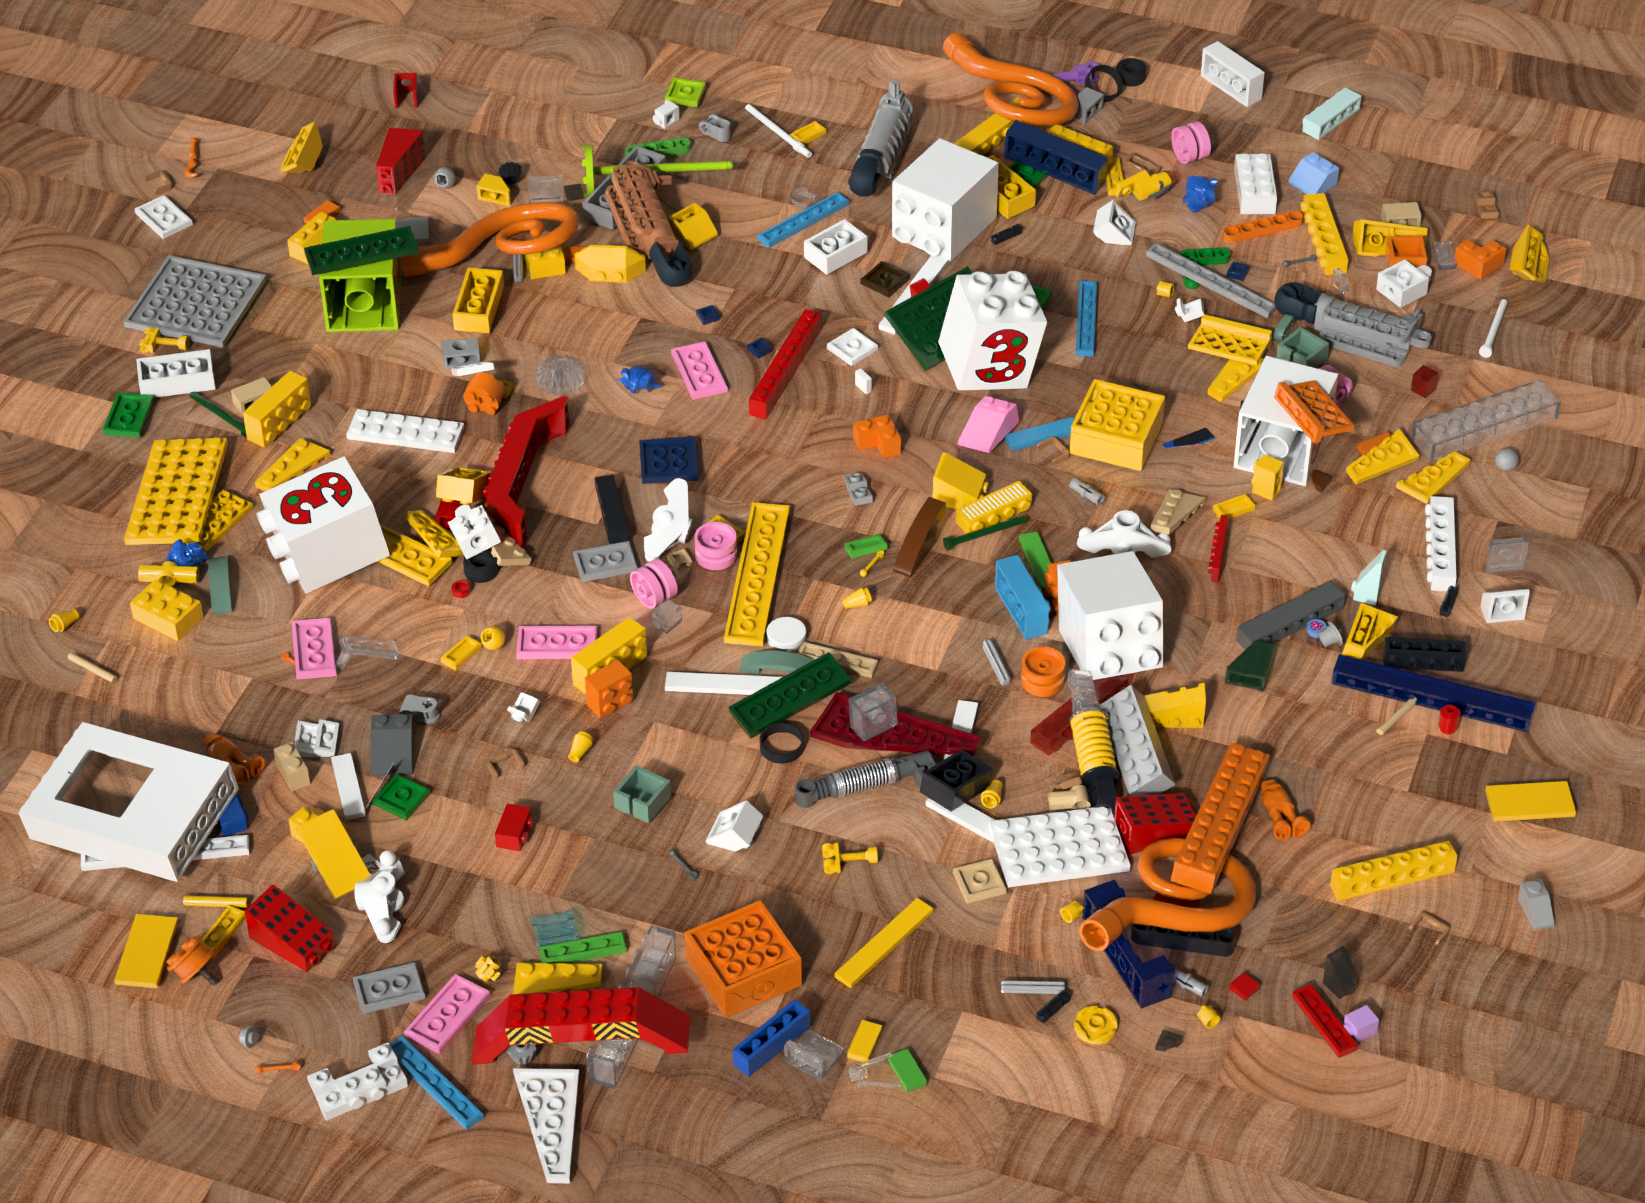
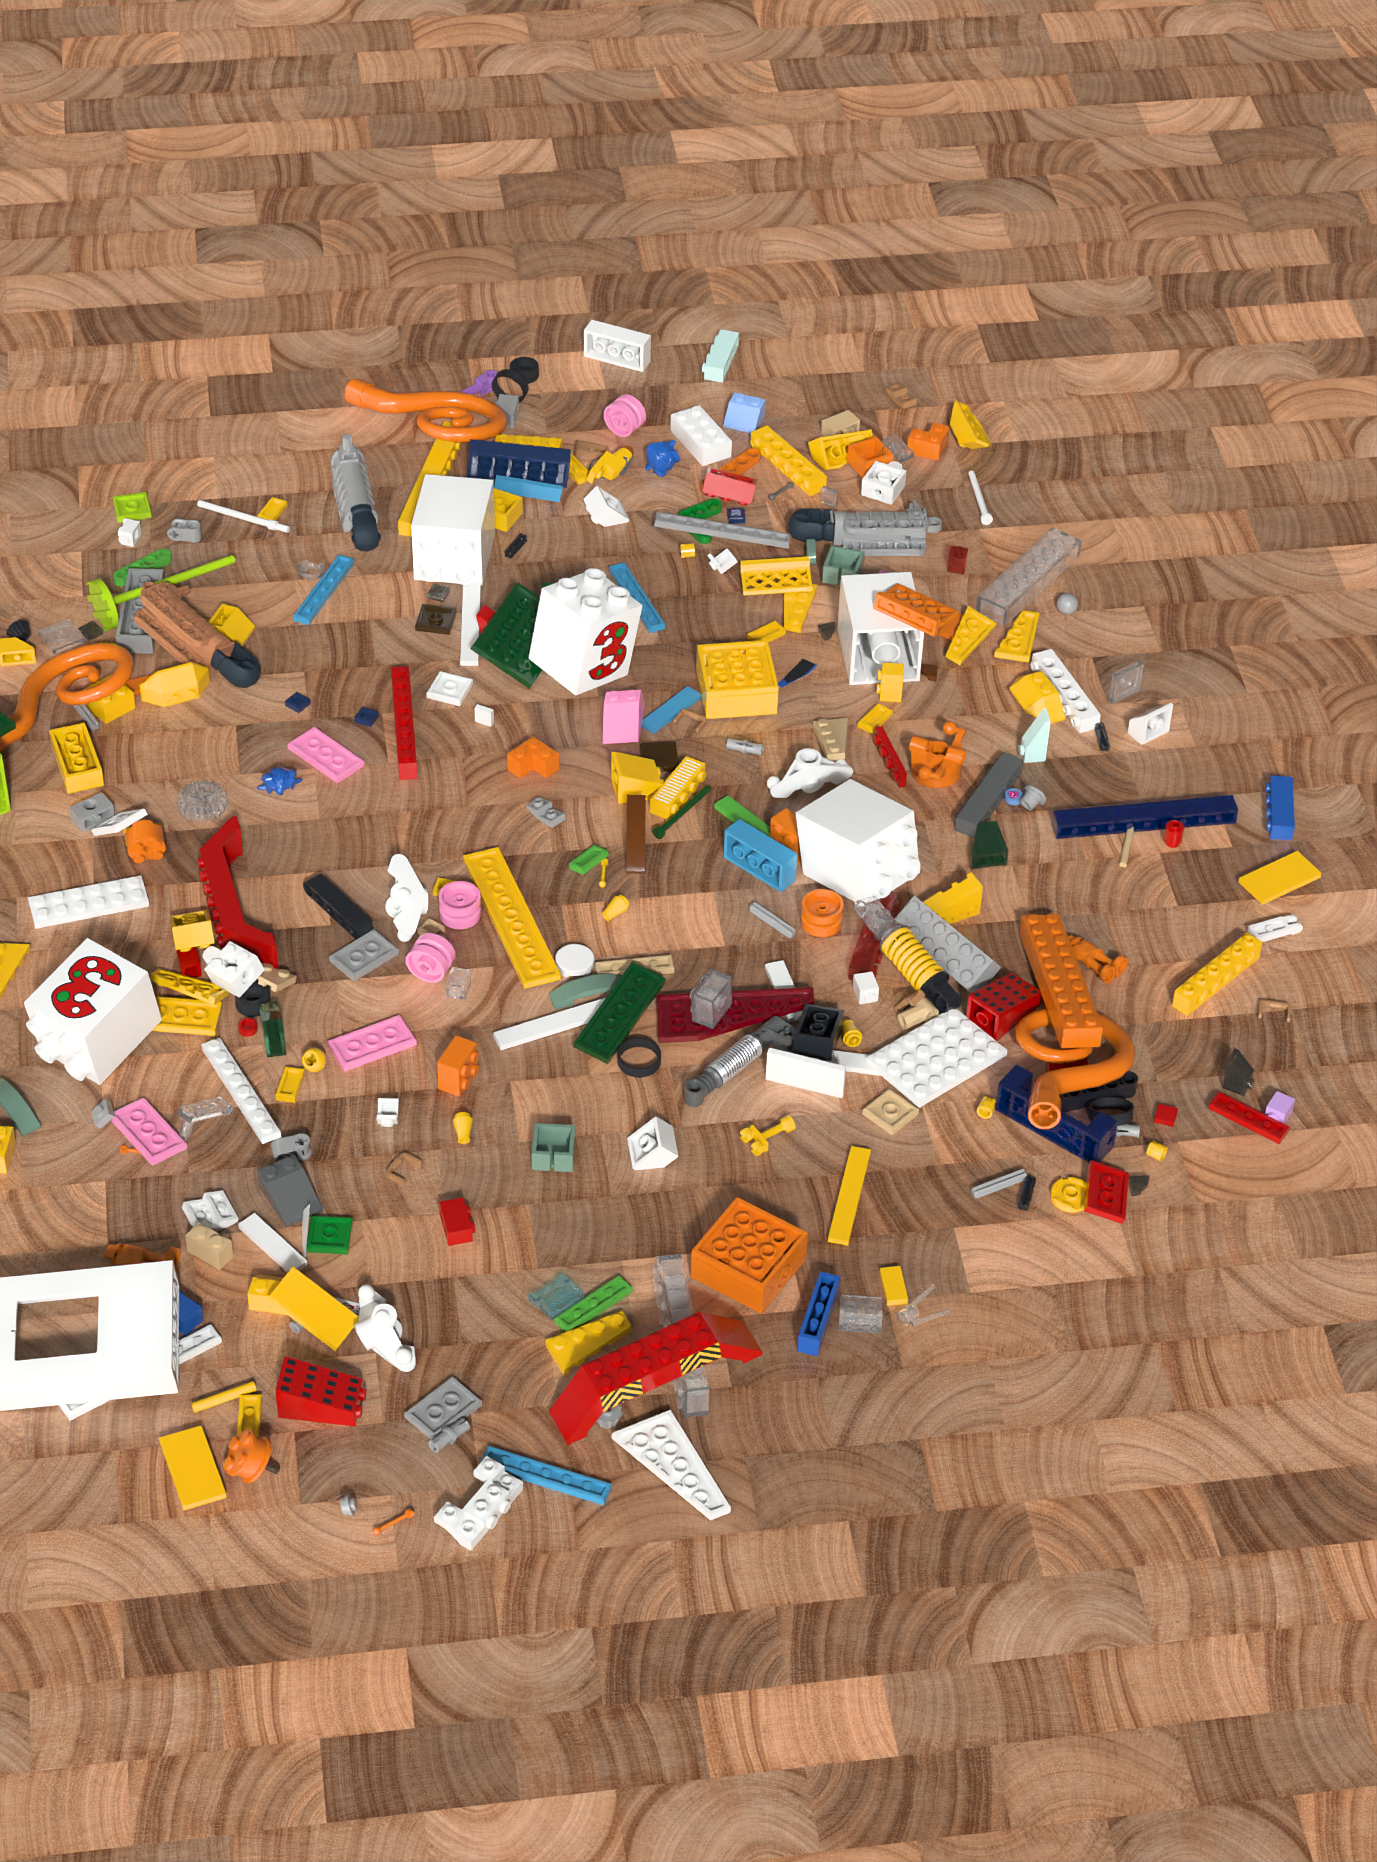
camera: 30 degrees left, 0 degrees up
(286, 618) = (102, 1113): none -> light grey plate
(375, 1012) = (449, 1435): none -> light grey pin
(412, 642) = (241, 1091): none -> white plate
(447, 1013) = (513, 1410): bright pink tile -> none
(476, 596) = (272, 1029): none -> clear green slope
(488, 968) = (525, 1354): yellow gear -> none
(622, 643) = (435, 1035): yellow brick -> none
(668, 460) = (358, 844): dark blue plate -> none
(692, 874) = (643, 1202): dark grey hinge -> none
(835, 246) = (375, 603): white brick -> none
(904, 255) = (438, 592): none -> clear smoke tile
(907, 1070) = (947, 1296): bright green tile -> none
(918, 813) = (805, 1072): none -> white tile
(1001, 472) = (662, 753): none -> dark brown tile
(1036, 756) = (865, 987): none -> white brick
(1051, 183) = (529, 488): none -> dark azure tile
(1127, 1035) = (1106, 1192): none -> red plate
(1186, 392) = (767, 632): none -> yellow tile
(1192, 951) = (1112, 1102): none -> black tyre
(1246, 240) = (729, 486): none -> slope
(1258, 568) = (936, 762): none -> orange piece
(1368, 631) = (1059, 784): yellow wedge -> none
(1408, 541) = (1037, 693): none -> yellow wedge
(1424, 654) = (1118, 786): black brick -> none
(1488, 848) = (1275, 928): none -> white hinge
(1536, 904) = (1343, 959): light grey slope -> none
(1581, 733) = (1281, 807): none -> blue brick

